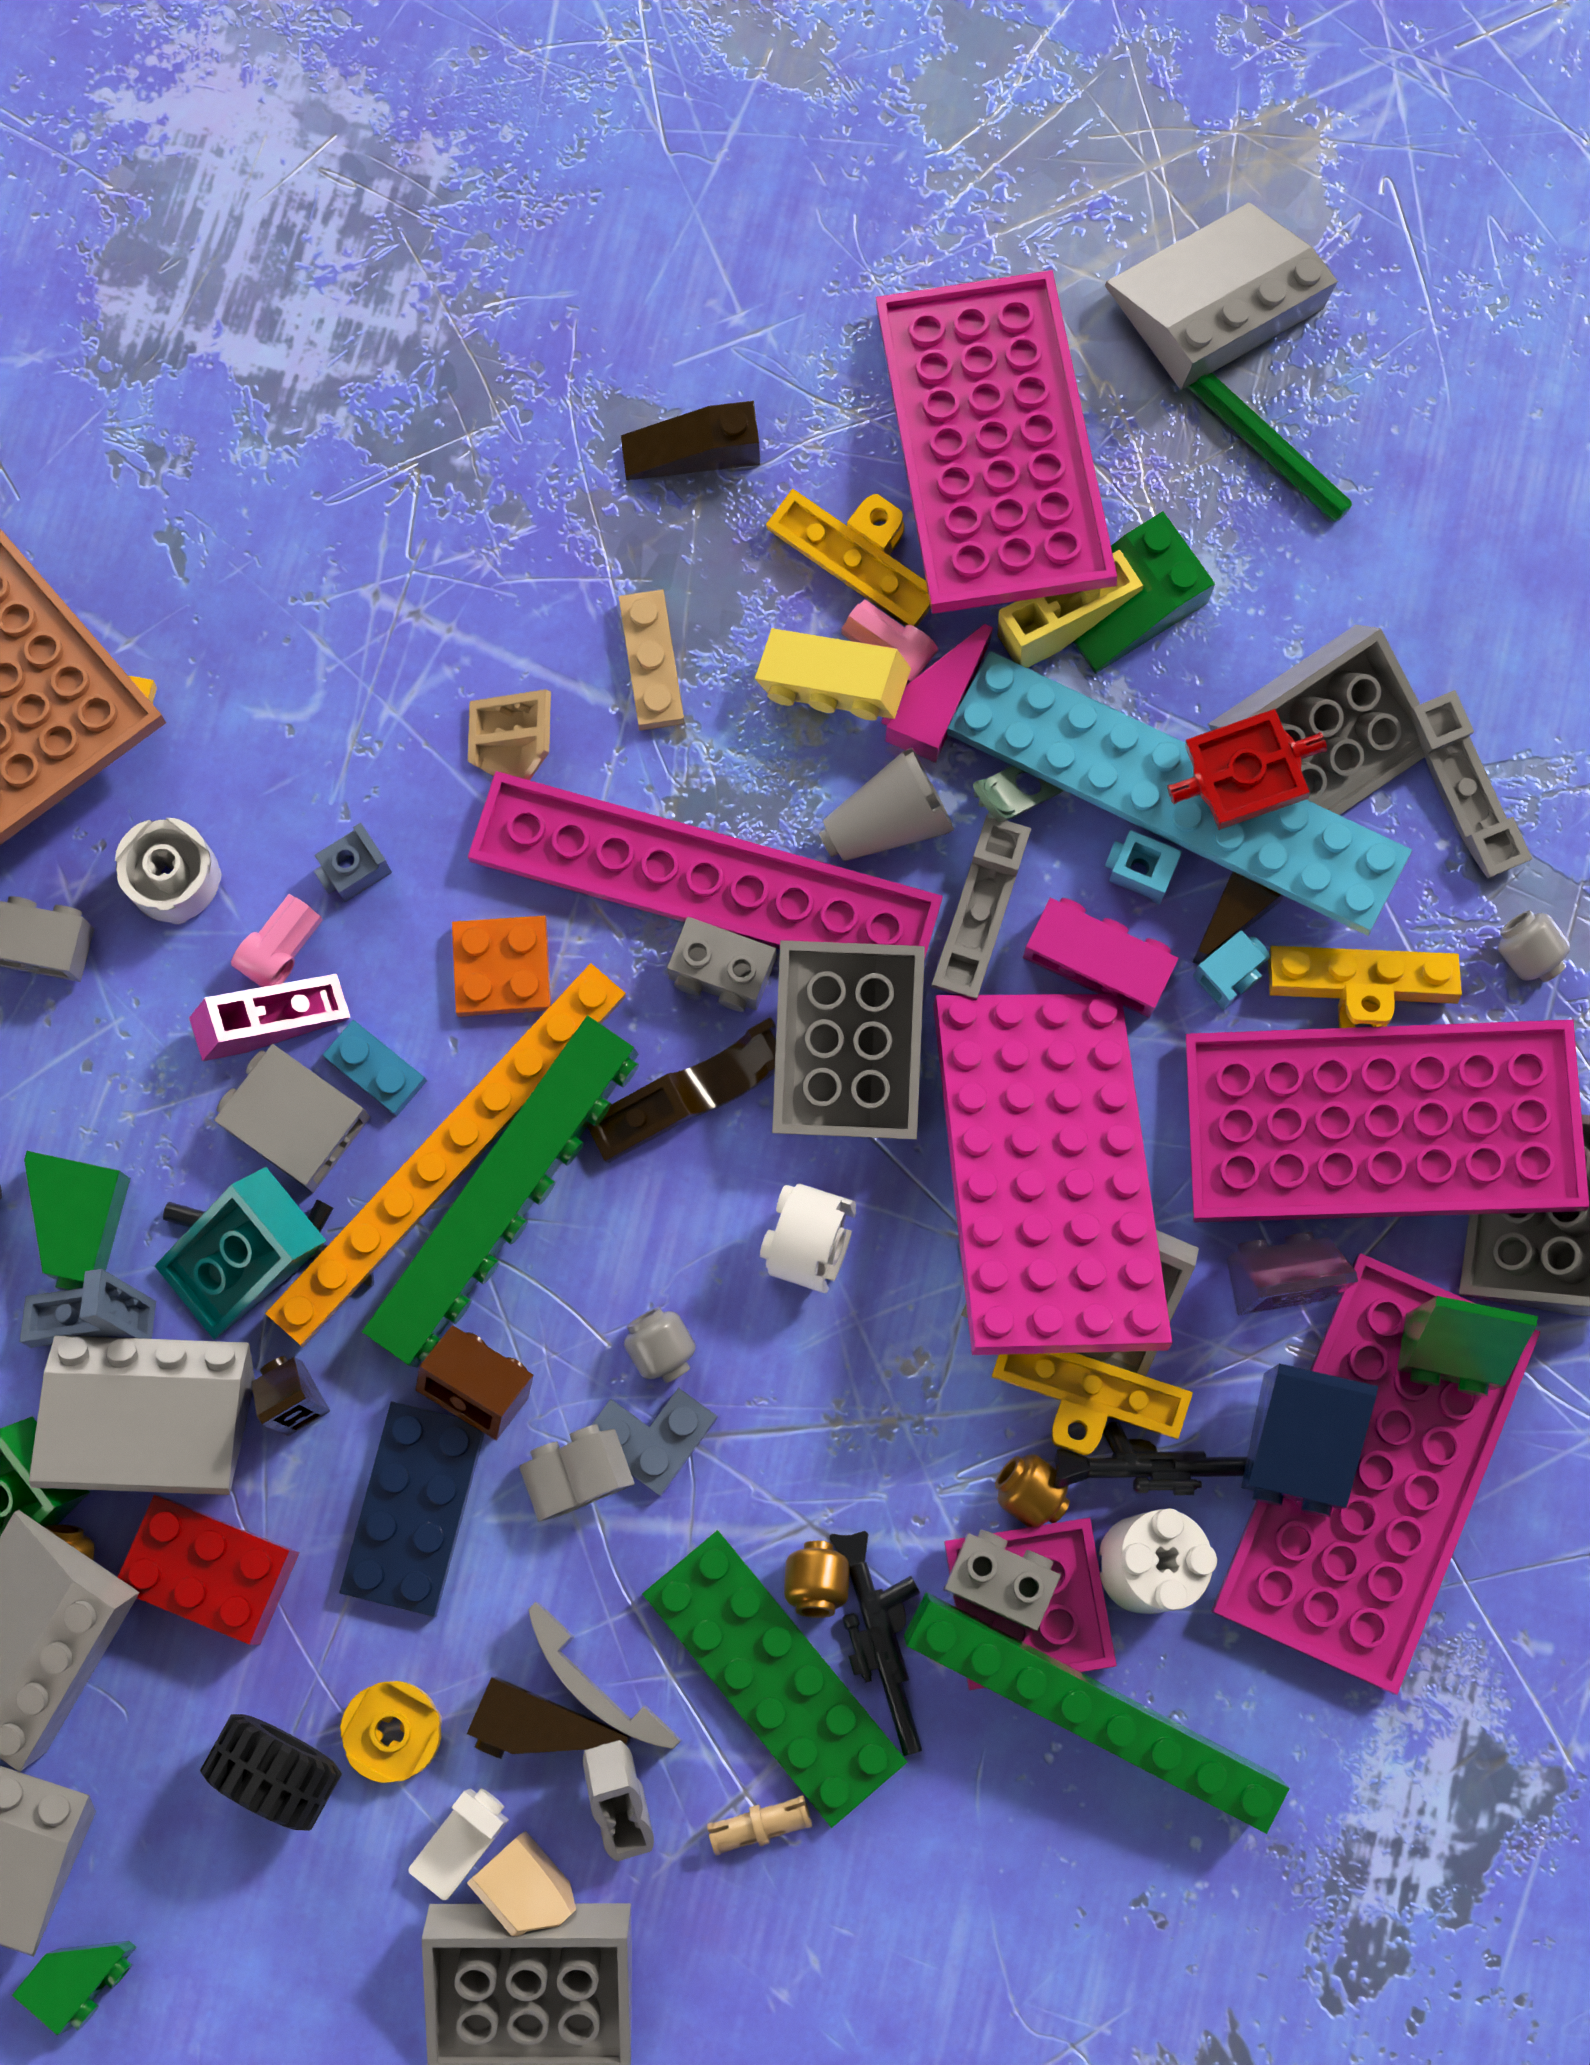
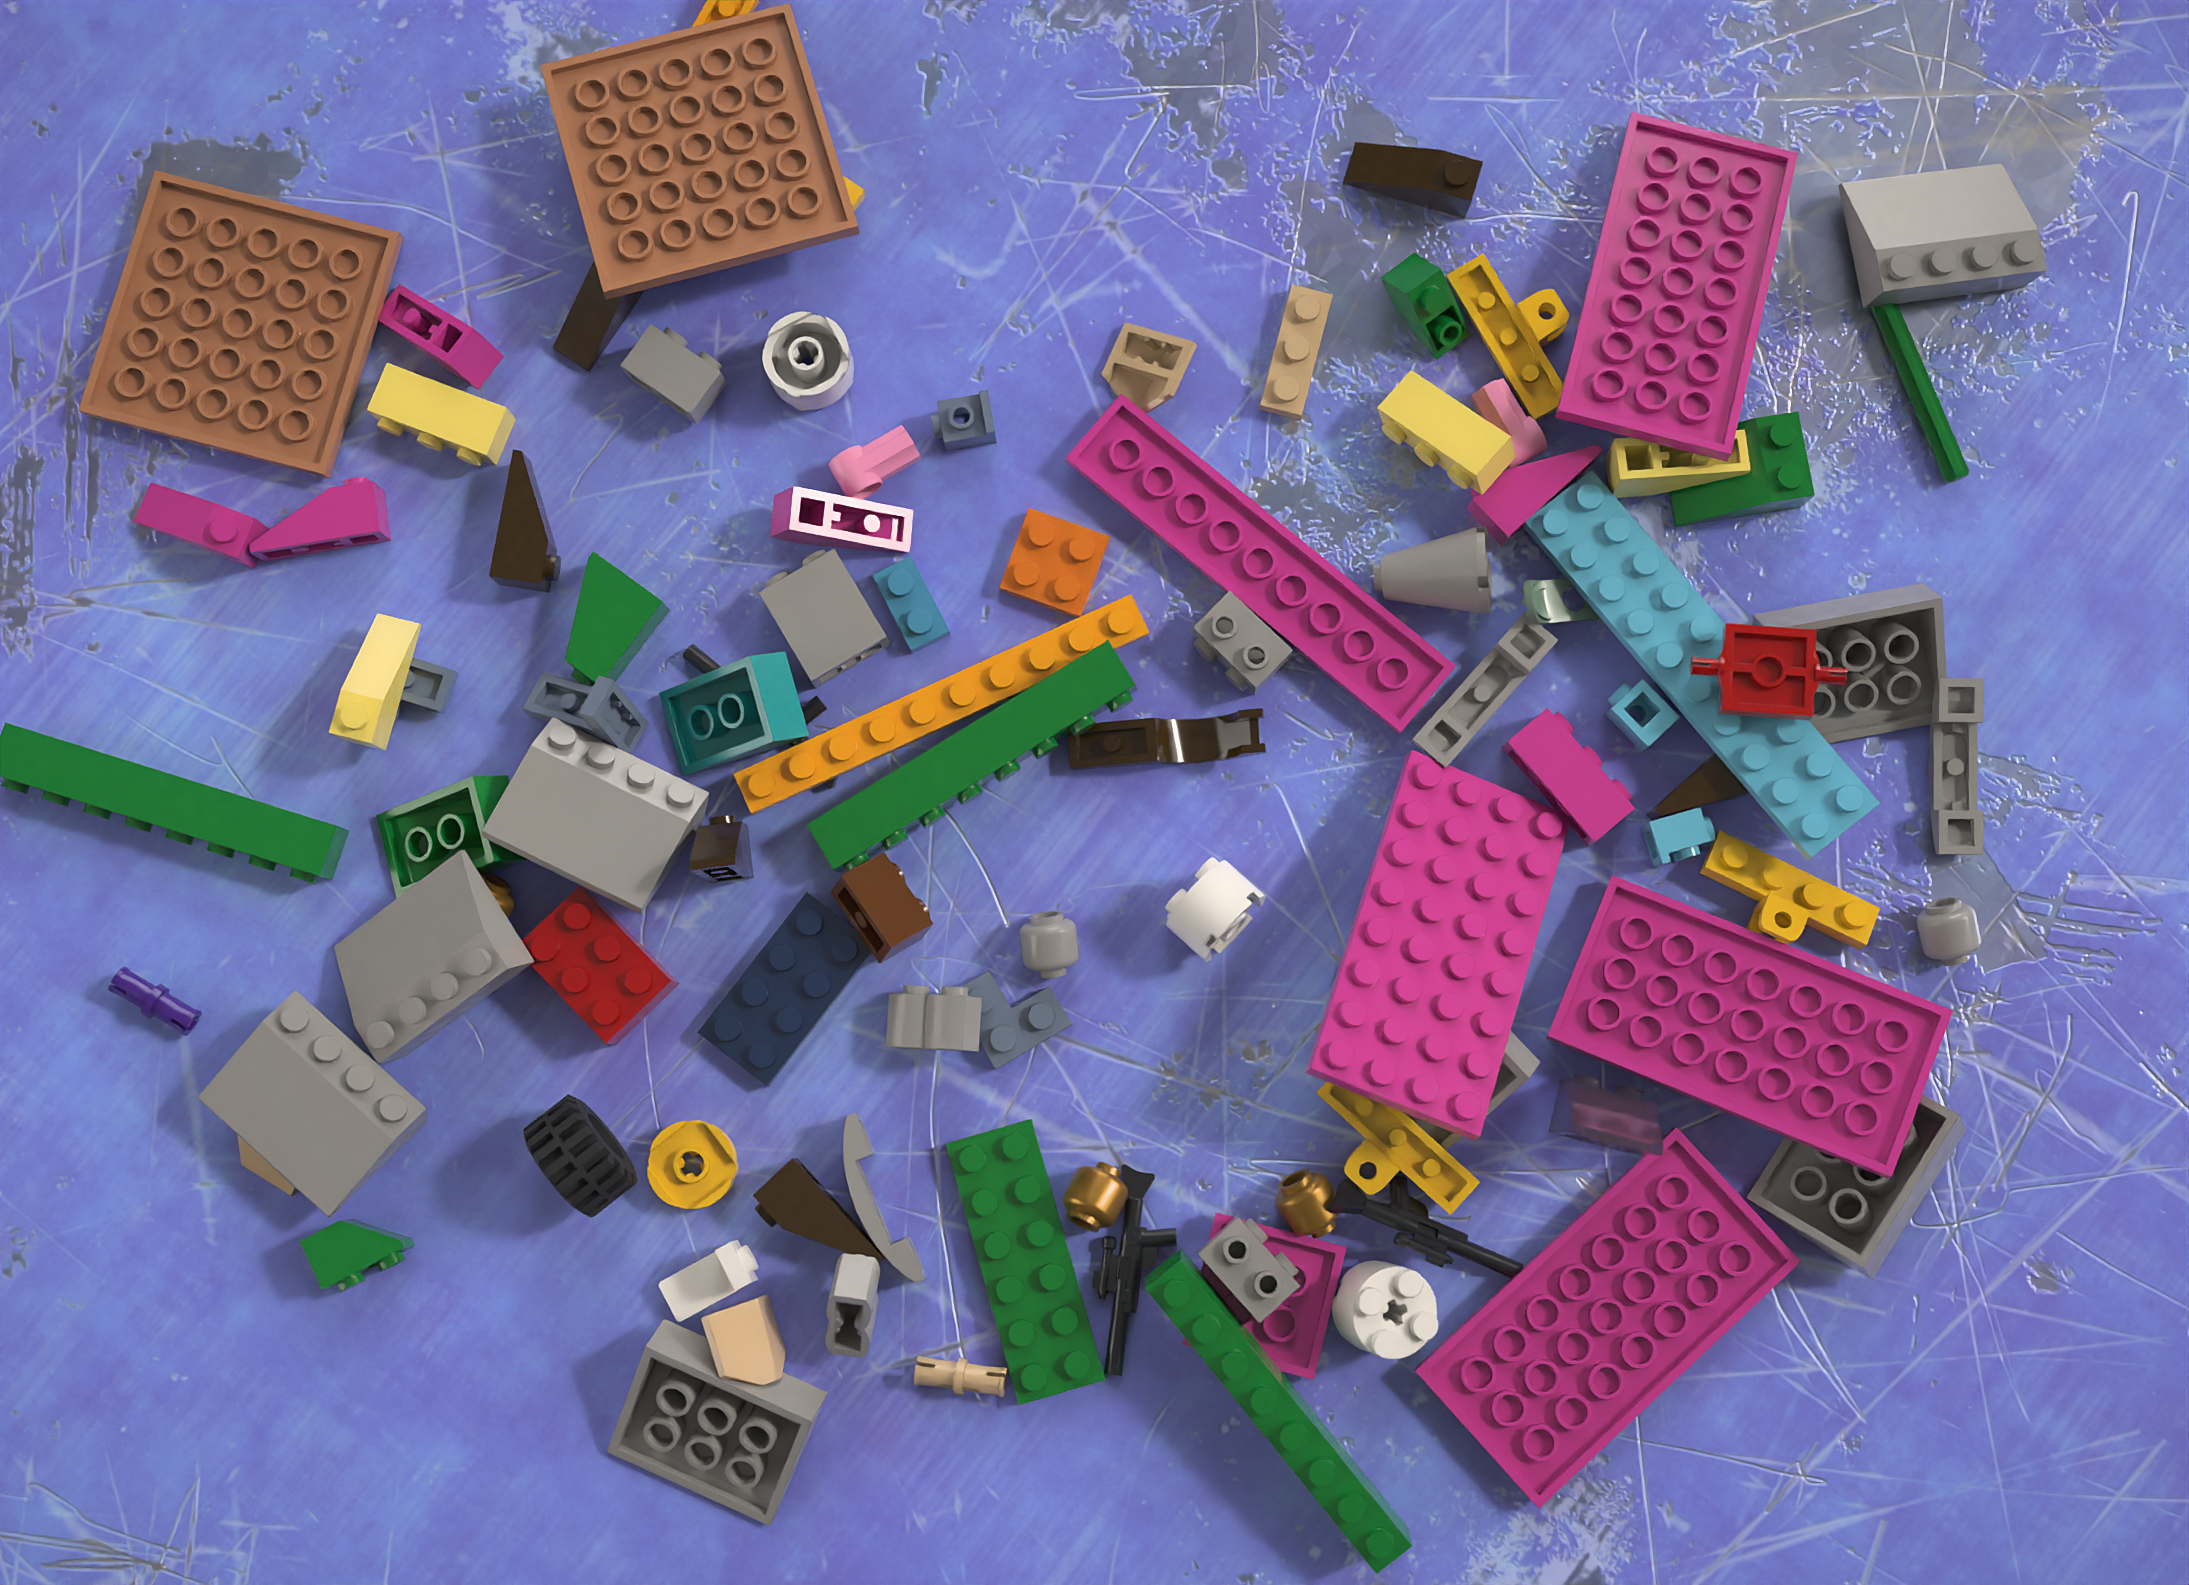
camera: 25 degrees right, 5 degrees up
(758, 560) = (1426, 304): none -> green slope
(848, 1039) = (1320, 757): light grey slope -> none
(1307, 1438) = (1559, 1265): dark blue slope -> none
(1463, 1344) = (1727, 1246): green slope -> none

